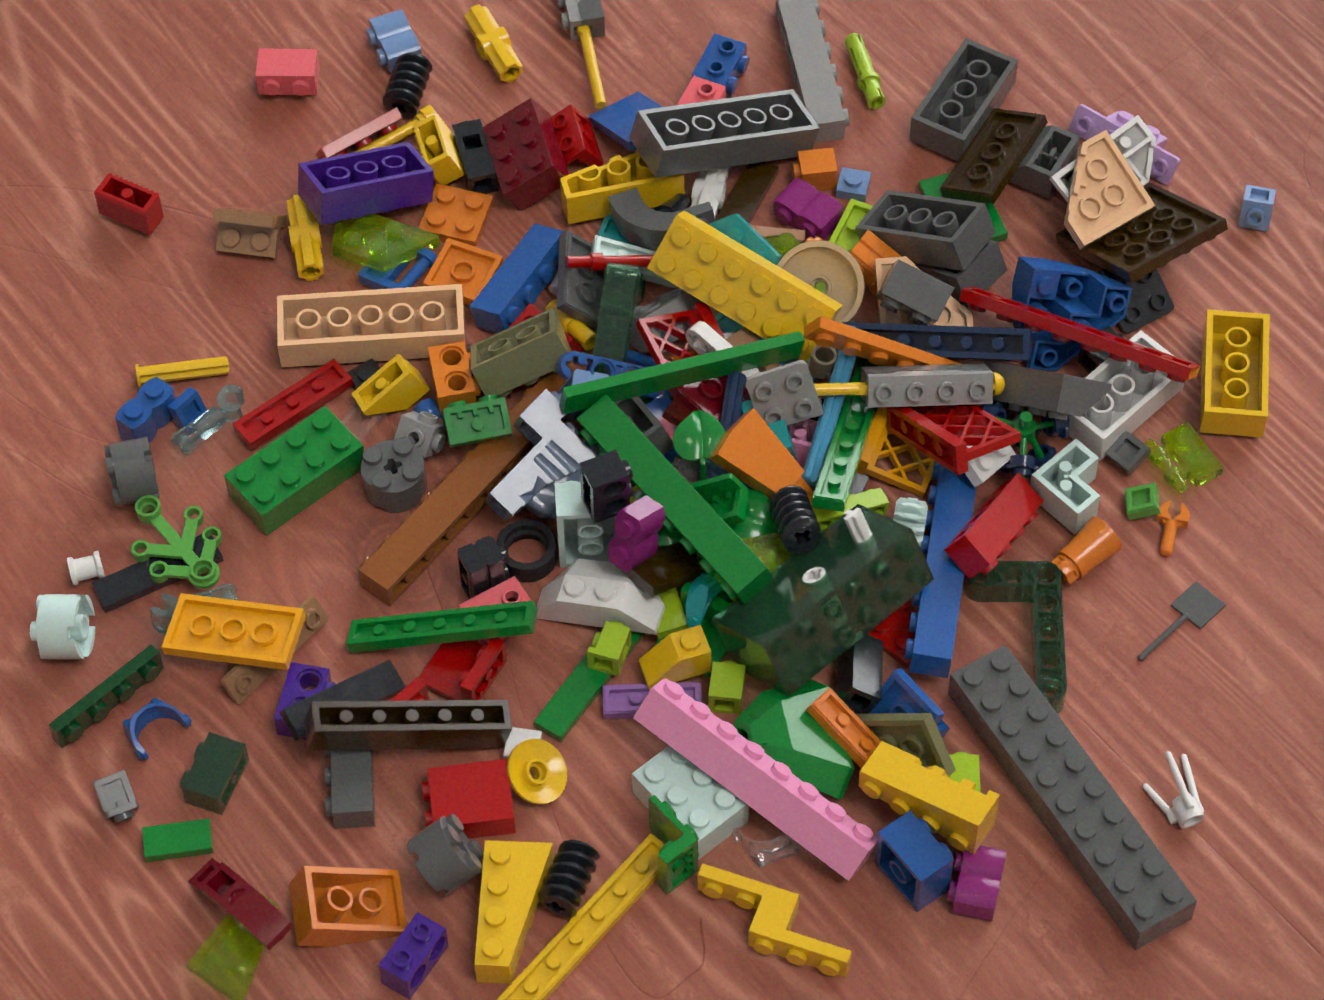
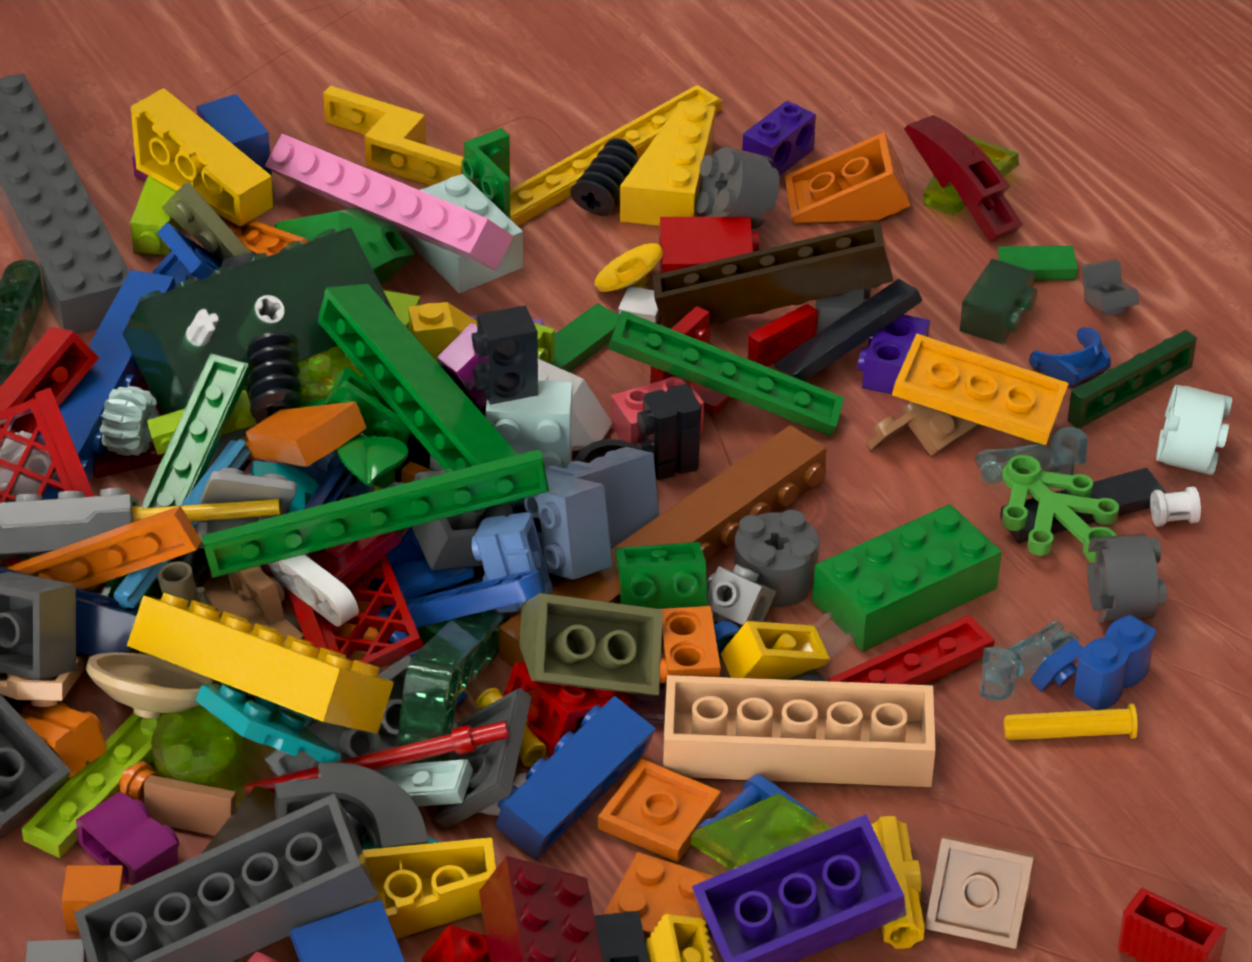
camera: 175 degrees left, 15 degrees down
(853, 184) = (41, 889): medium blue plate -> none

